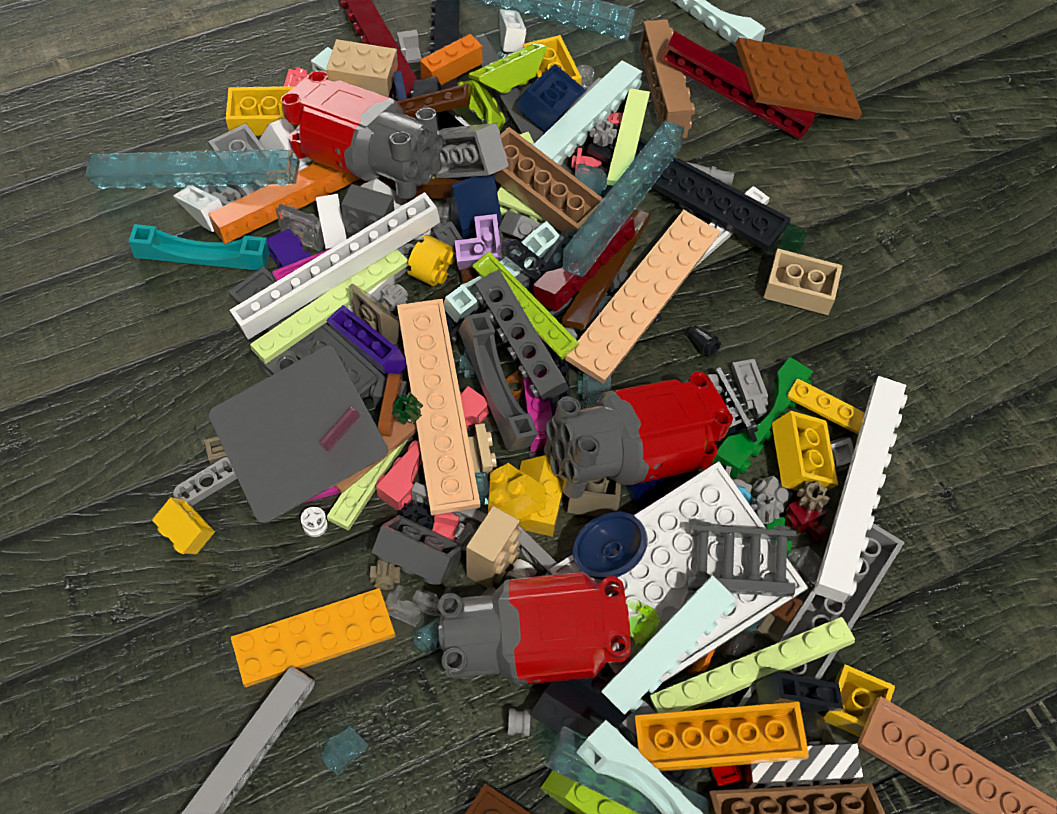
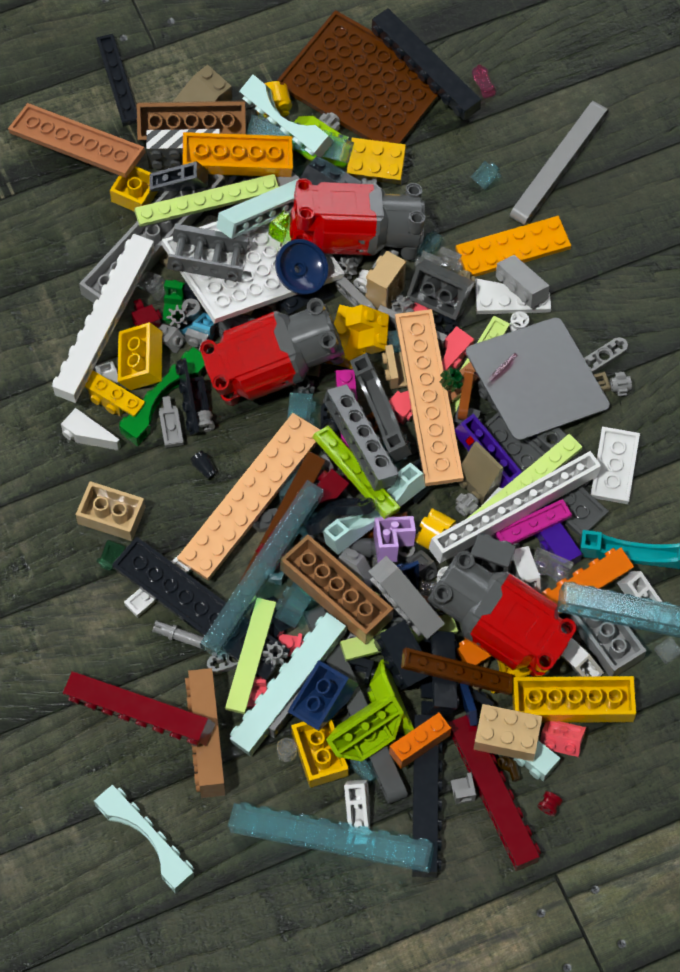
camera: 175 degrees left, 5 degrees up
(183, 526) = (615, 316): yellow brick -> none
(190, 439) = (620, 384): none -> light grey gear
(211, 349) = (617, 460): none -> white plate
(305, 567) = (522, 281): none -> light grey brick
(325, 35) = (550, 803): none -> dark red wheel
(333, 559) = (498, 299): none -> white wing
(508, 758) = (377, 160): none -> yellow brick
(797, 78) = (73, 726): dark orange plate -> none
(815, 502) = (141, 315): dark tan gear -> none
(846, 373) = (86, 431): none -> white slope

